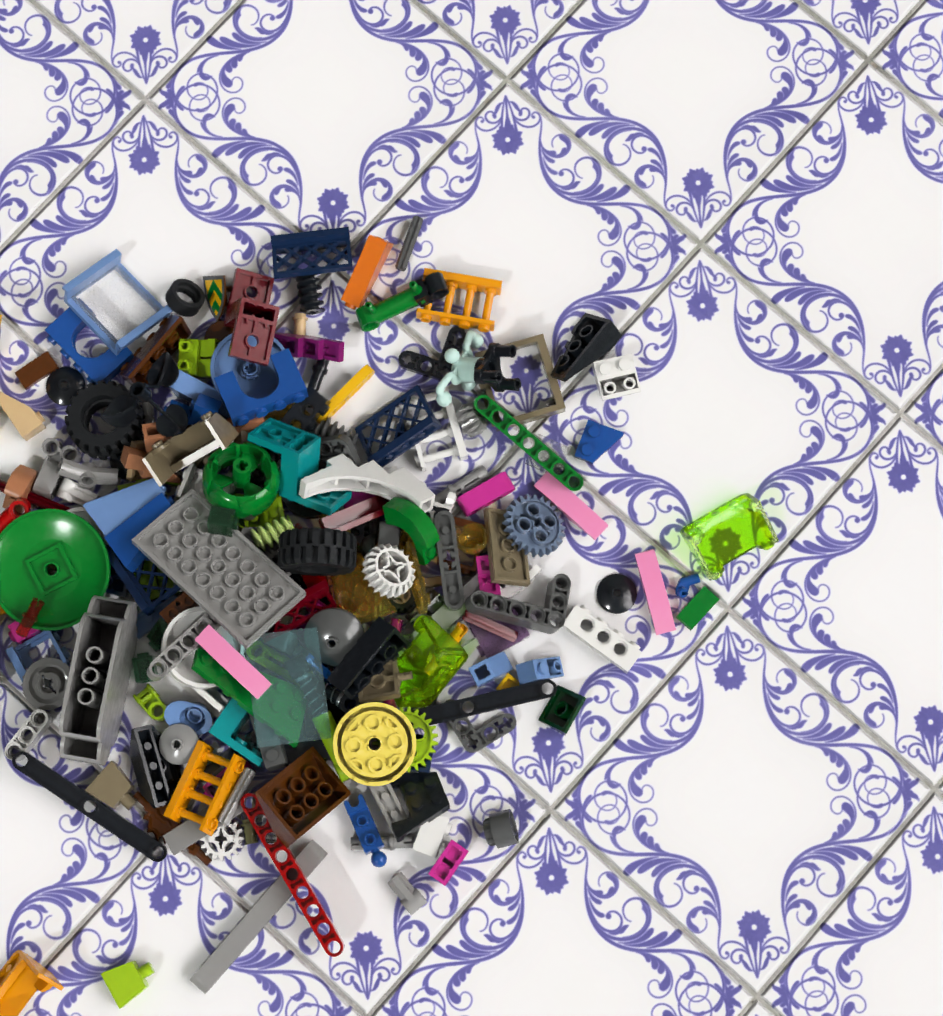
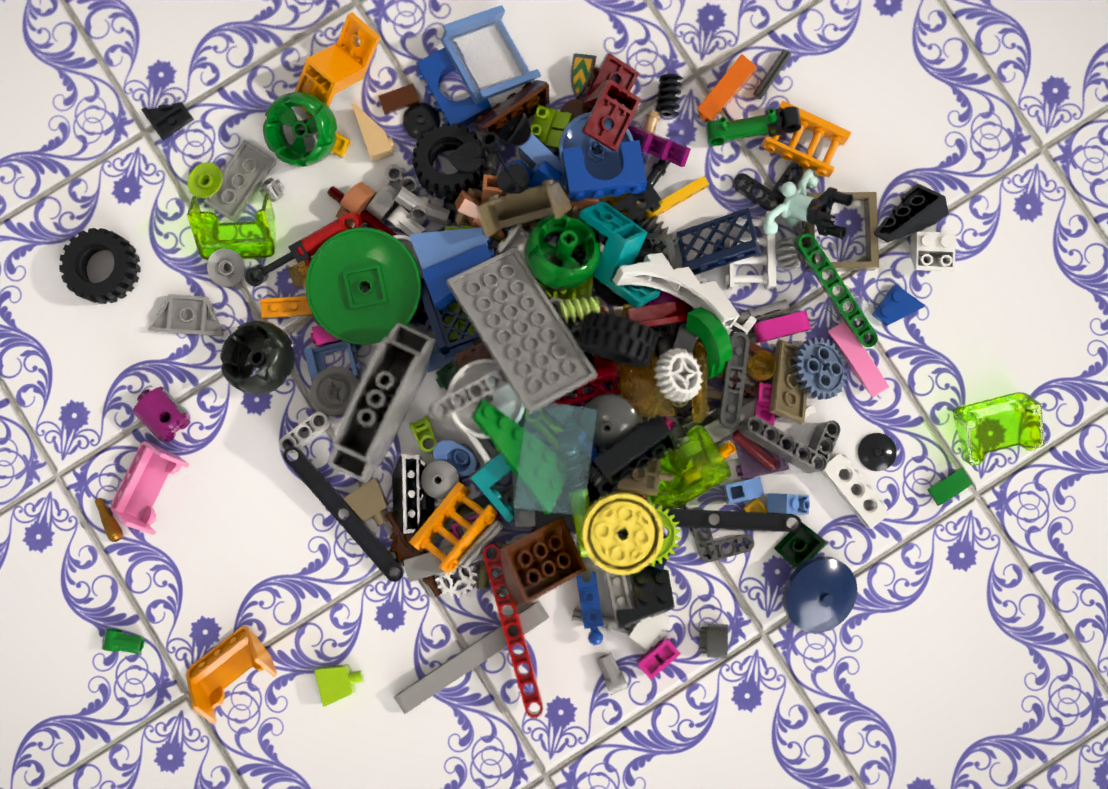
camera: 15 degrees right, 5 degrees up
(29, 617) = (333, 325): clear red axle -> none
(140, 667) = (425, 398): clear green brick -> none
(180, 306) = (561, 64): black tyre -> none
(222, 521) = (536, 286): clear green brick -> none
(233, 661) = (512, 421): bright pink slope -> none
(310, 242) = (682, 49): dark blue fence -> none
(594, 752) = (820, 594): none -> dark blue dish
(655, 591) = (914, 460): bright pink slope -> none
(684, 584) = (942, 461): blue arm -> none

